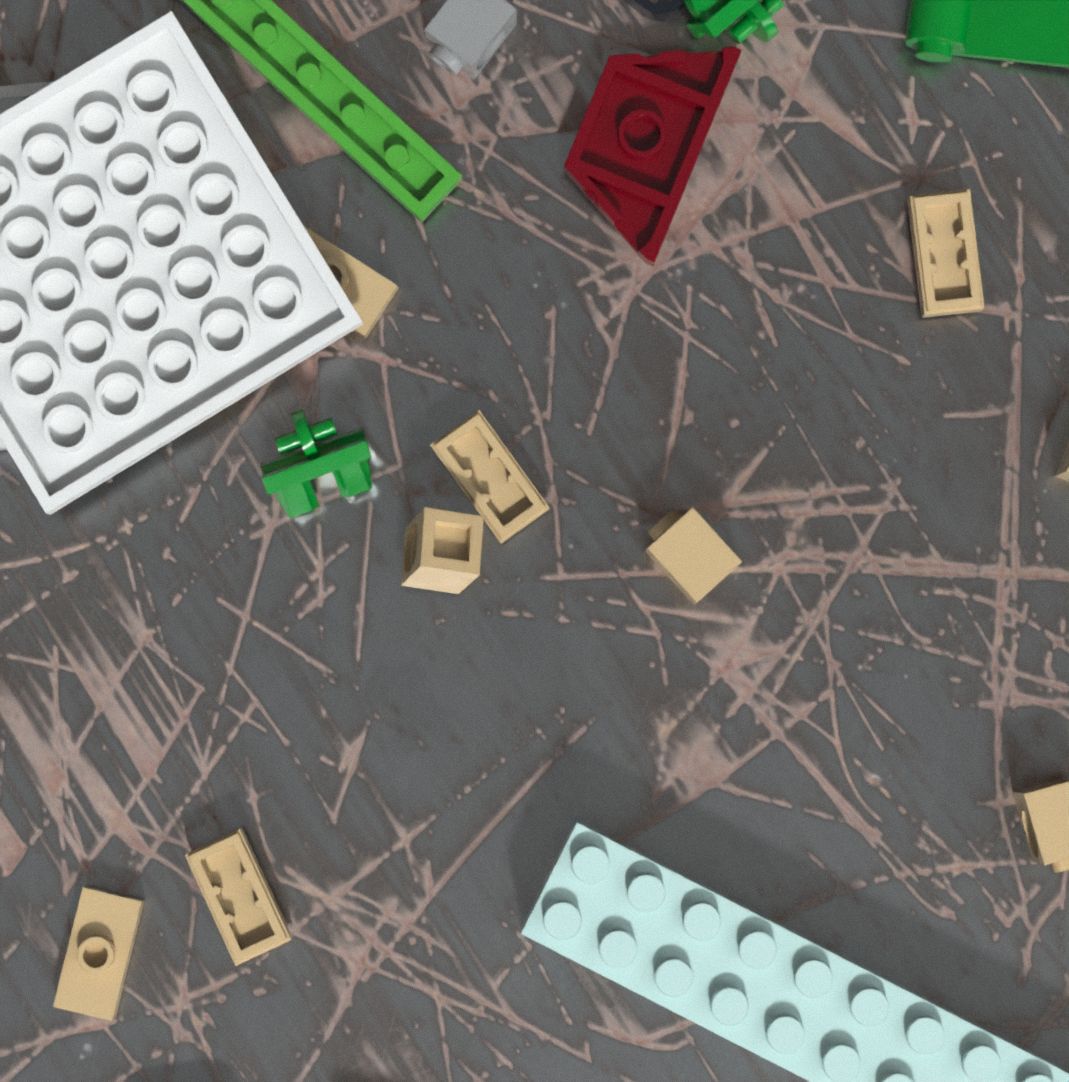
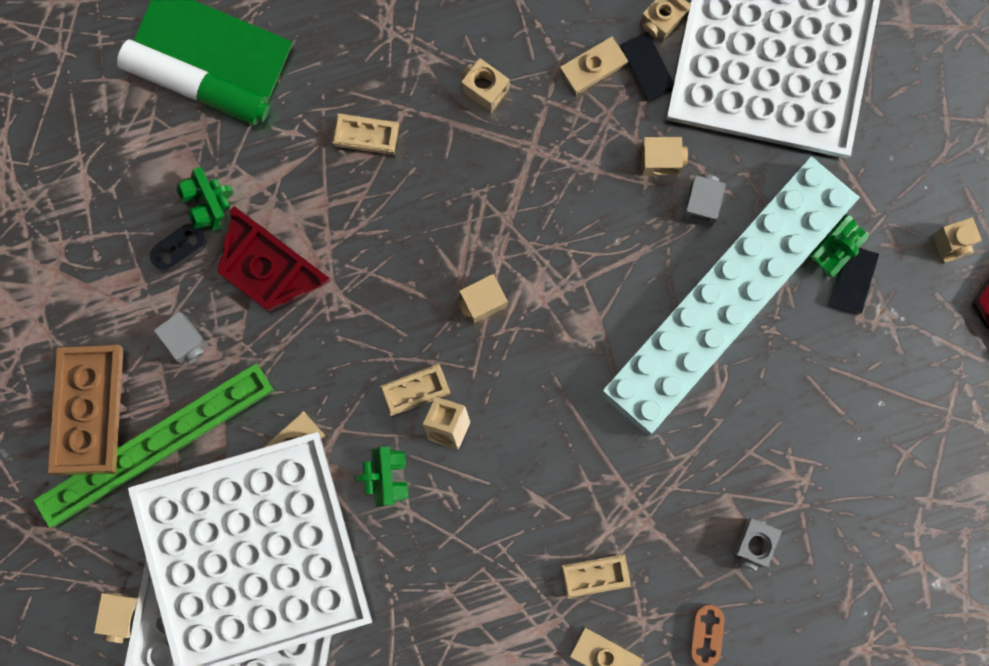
camera: 80 degrees left, 5 degrees down
(996, 922) = (704, 199): none -> light grey brick

